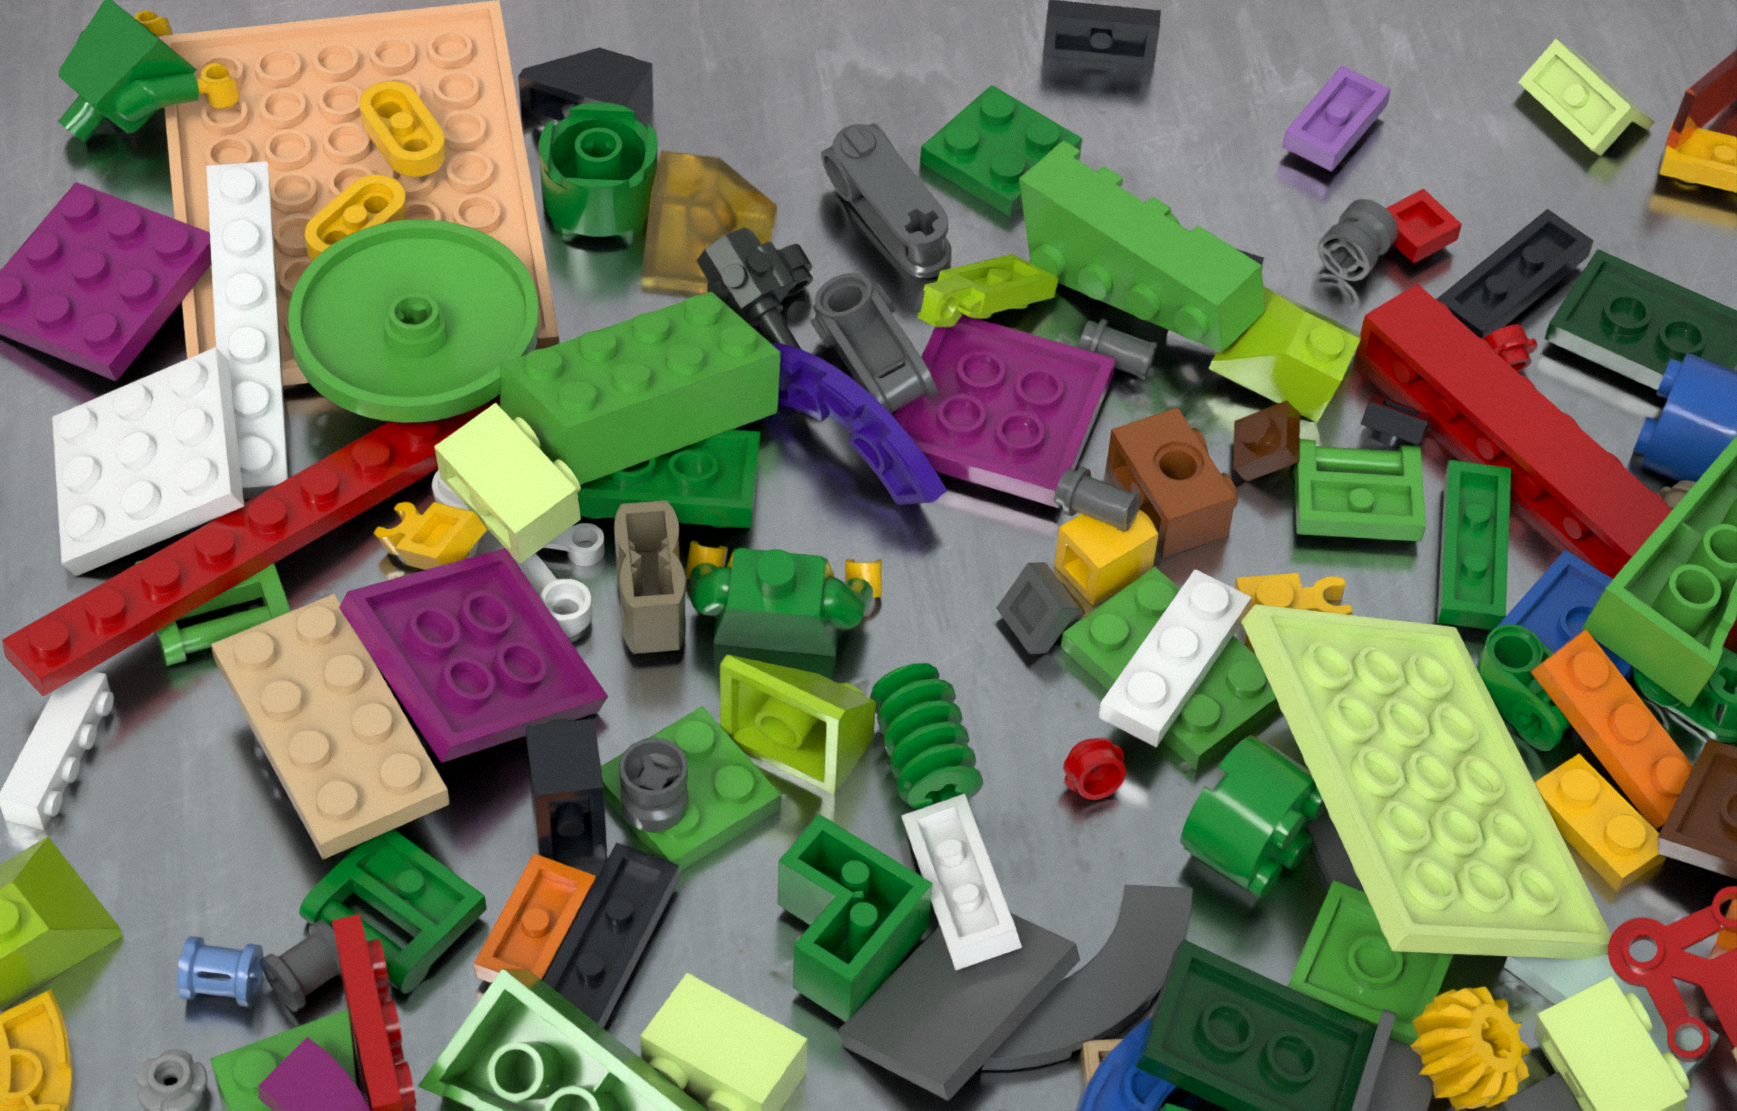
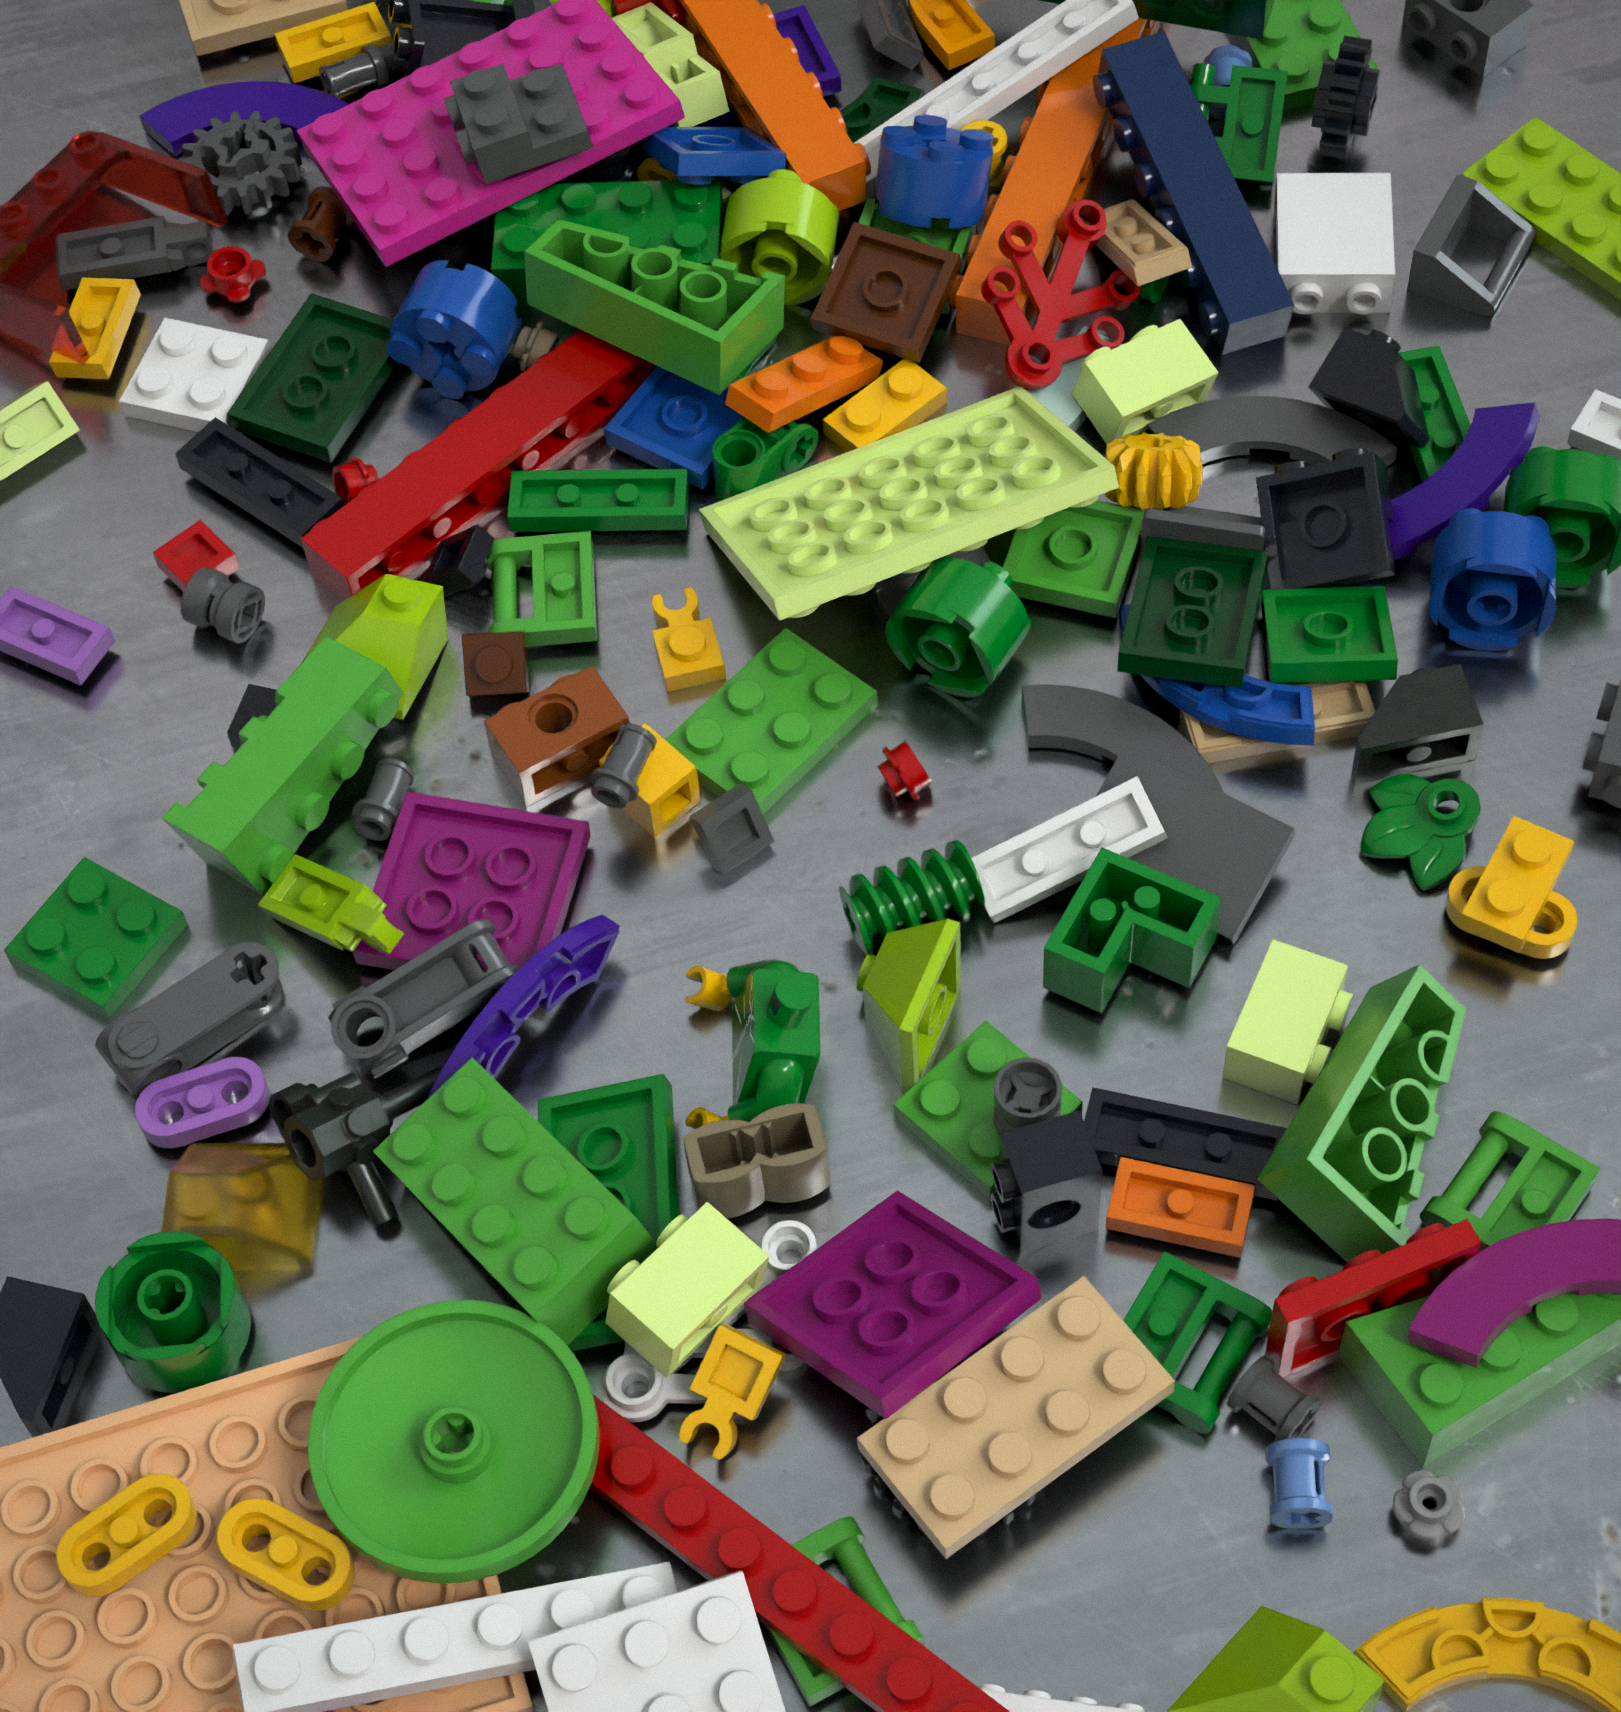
camera: 90 degrees left, 5 degrees up
(810, 207) = (202, 1099): none -> medium lavender plate
(1174, 658) = (784, 704): white plate -> none
(1665, 233) = (192, 375): none -> white plate

